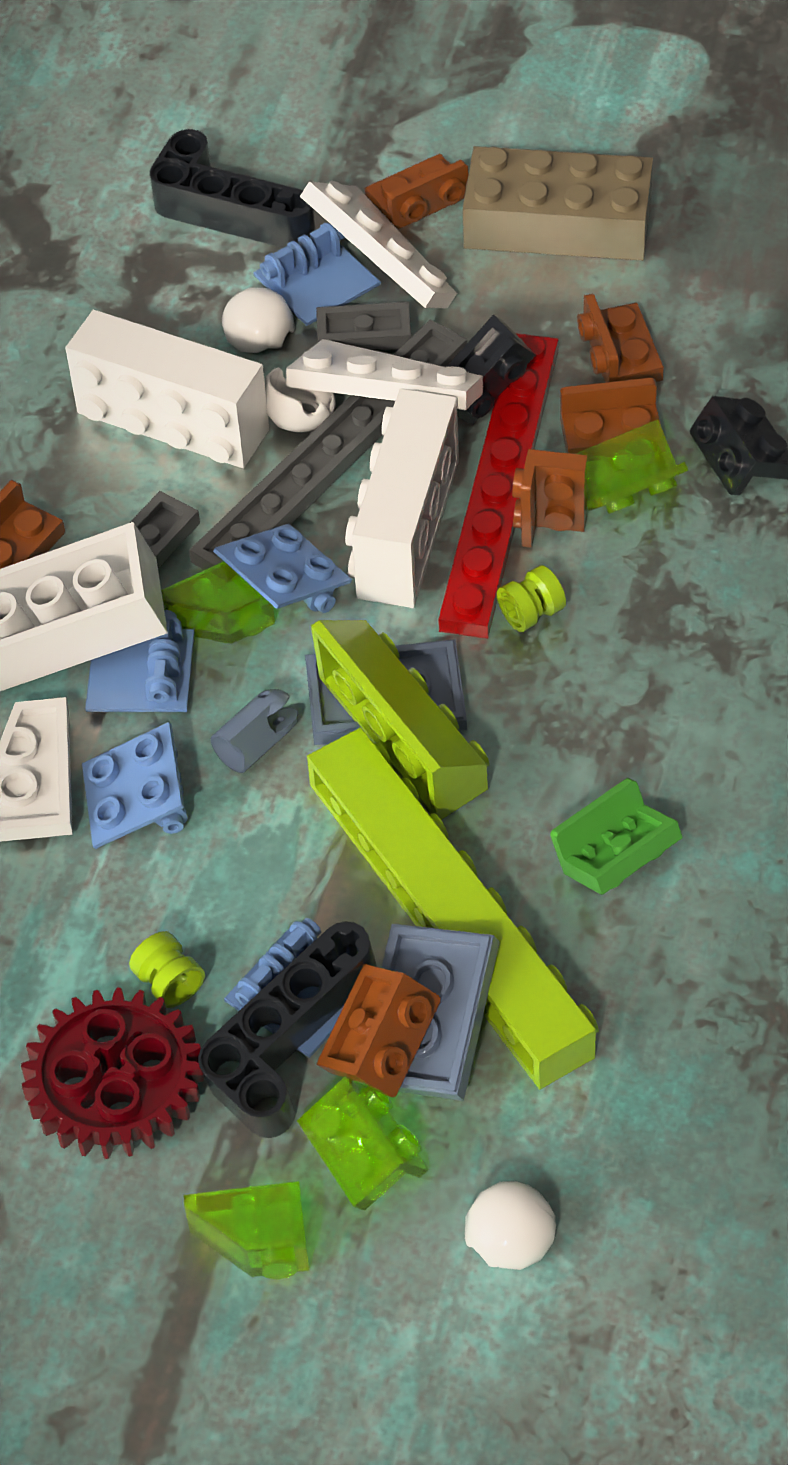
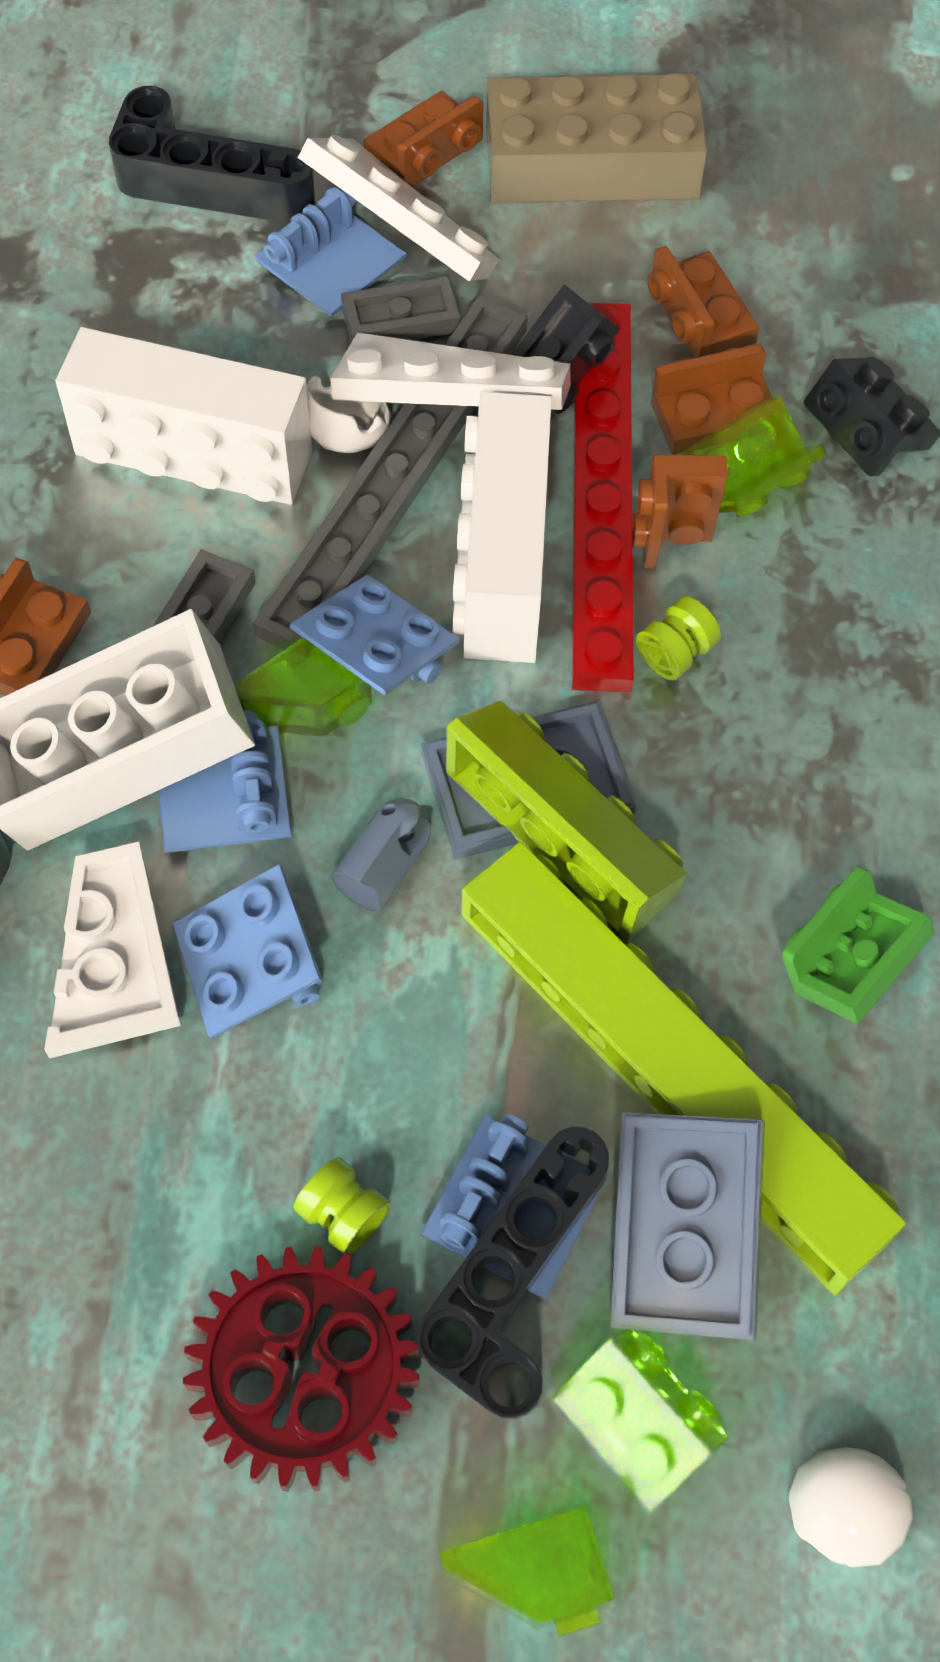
camera: 15 degrees left, 10 degrees up
(257, 320) = (271, 316): white hair -> none
(379, 1029) = (637, 1267): dark orange bracket -> none

